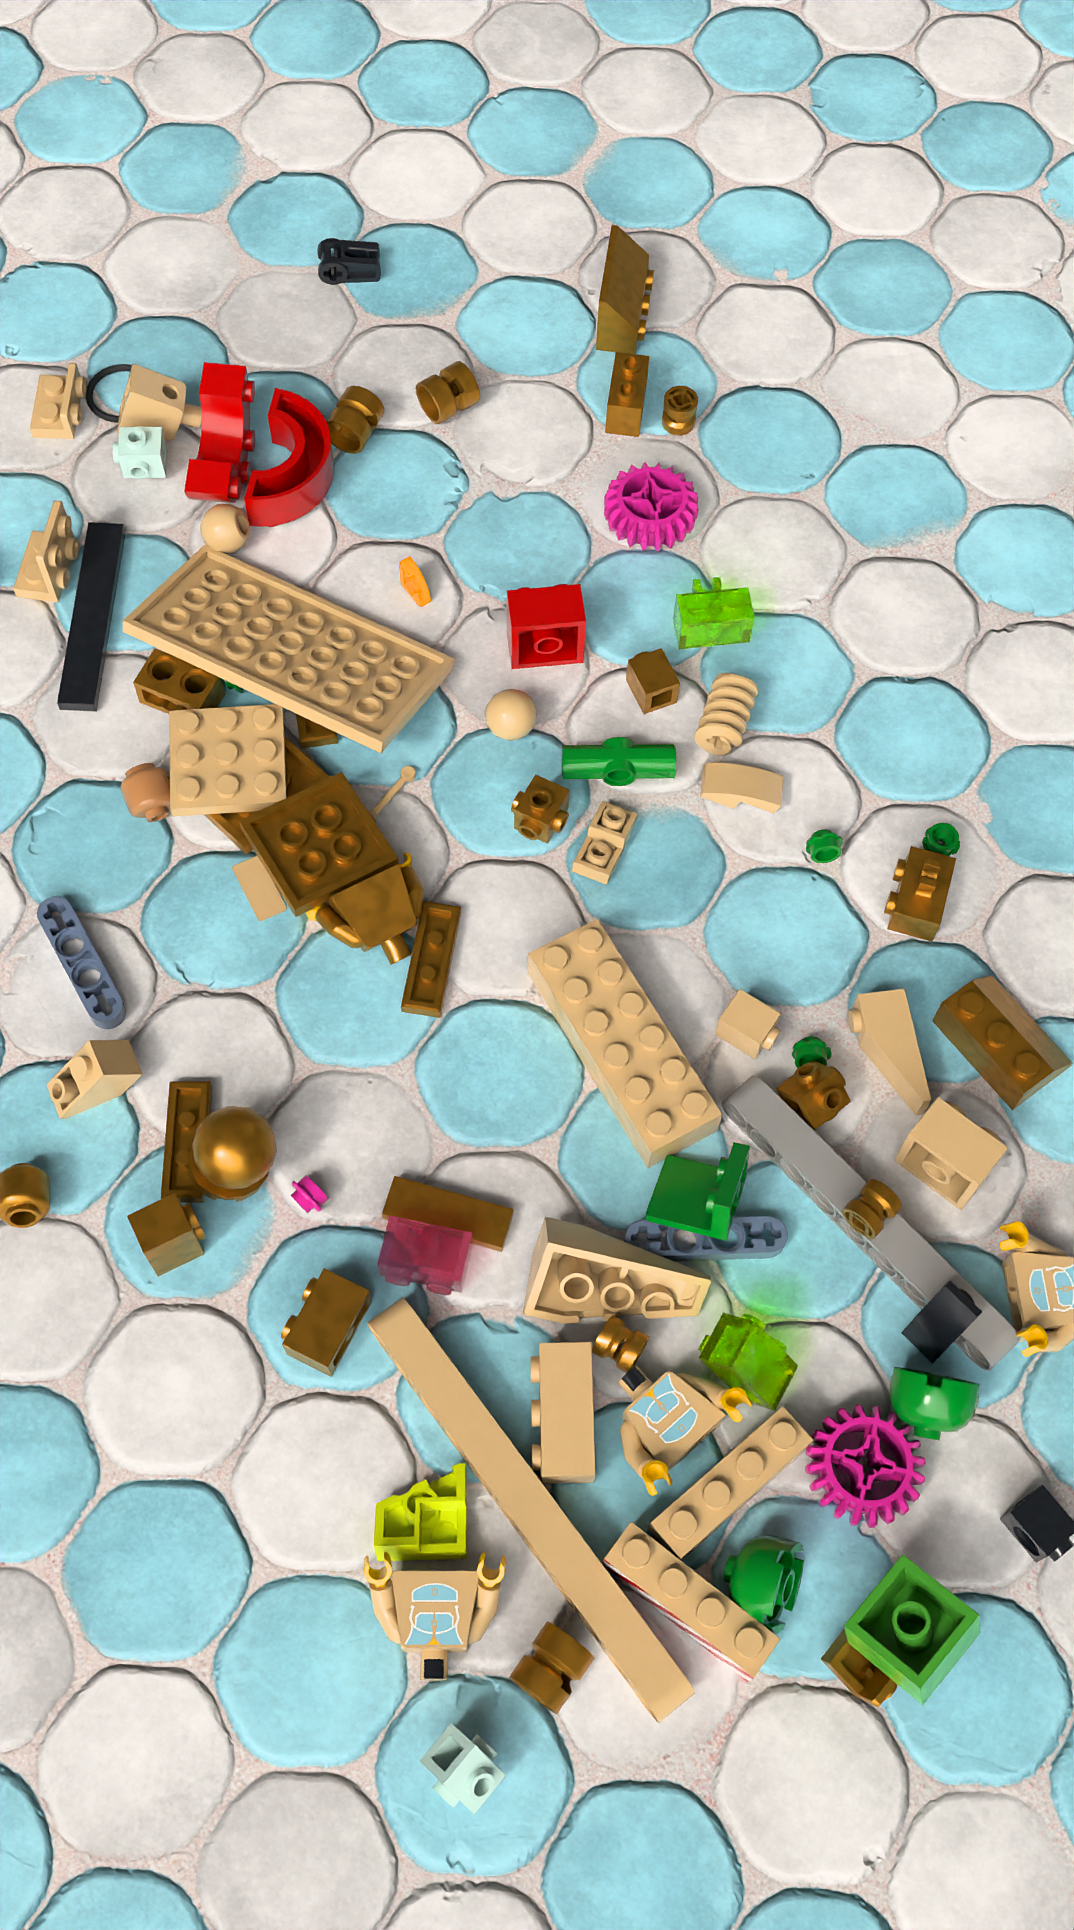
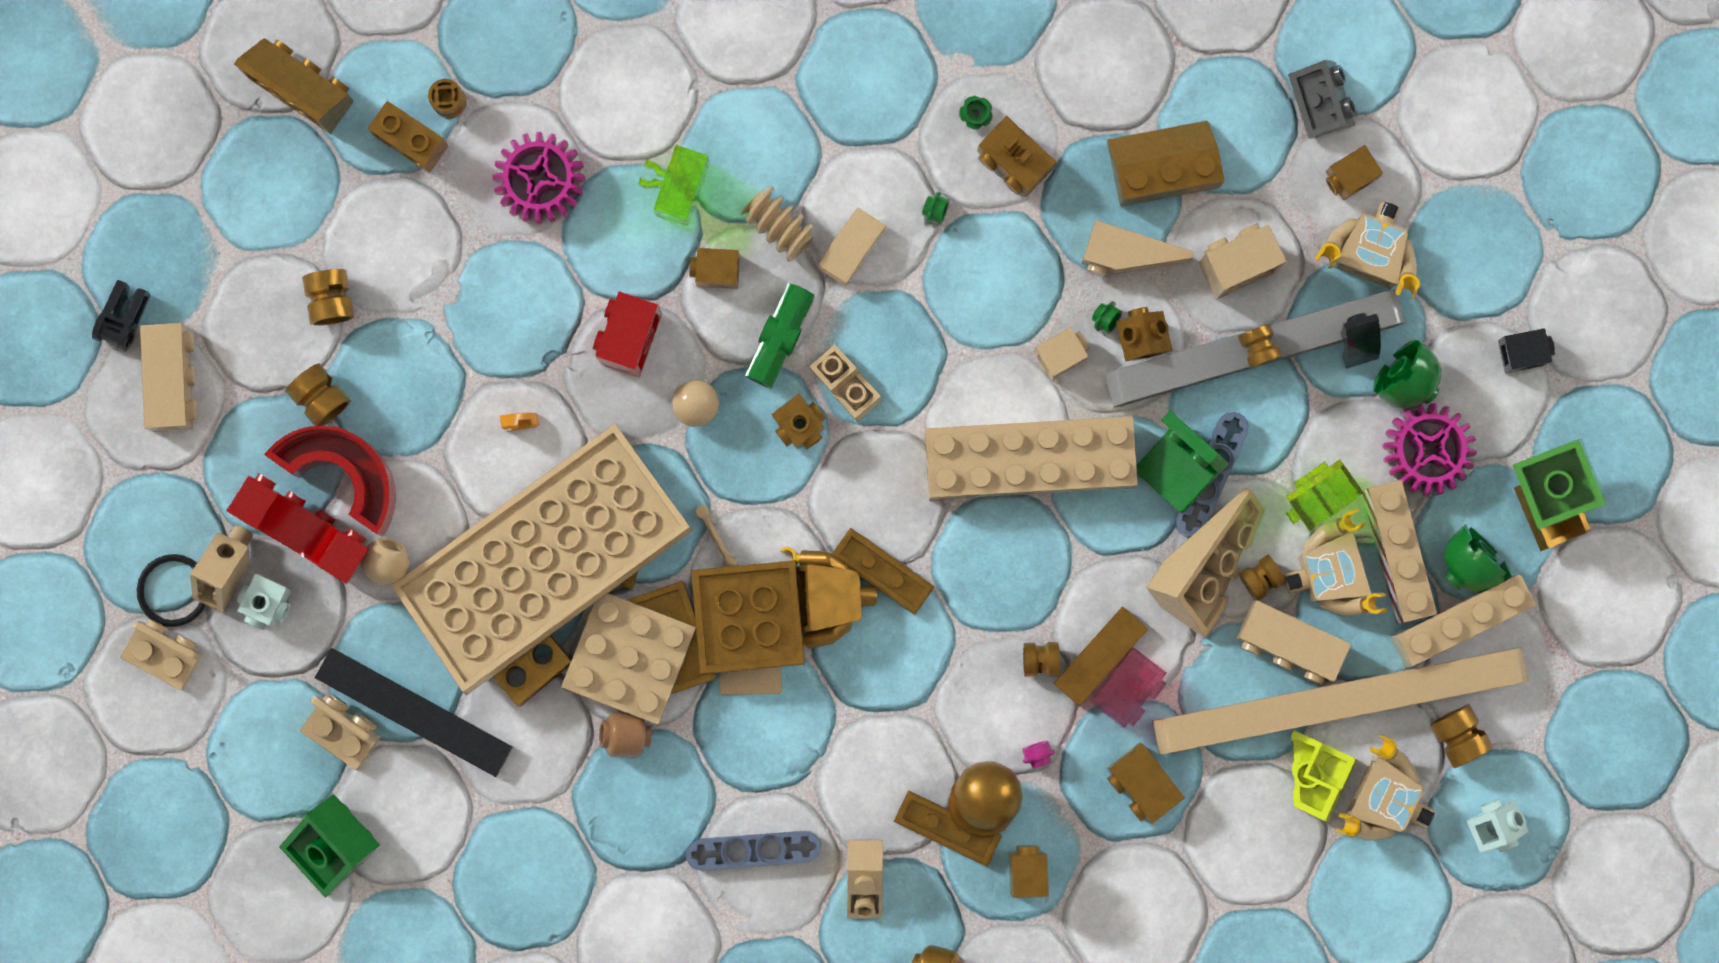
camera: 60 degrees left, 20 degrees up
(311, 310) = (167, 377): none -> tan brick
(413, 1150) = (1041, 659): none -> pearl gold wheel

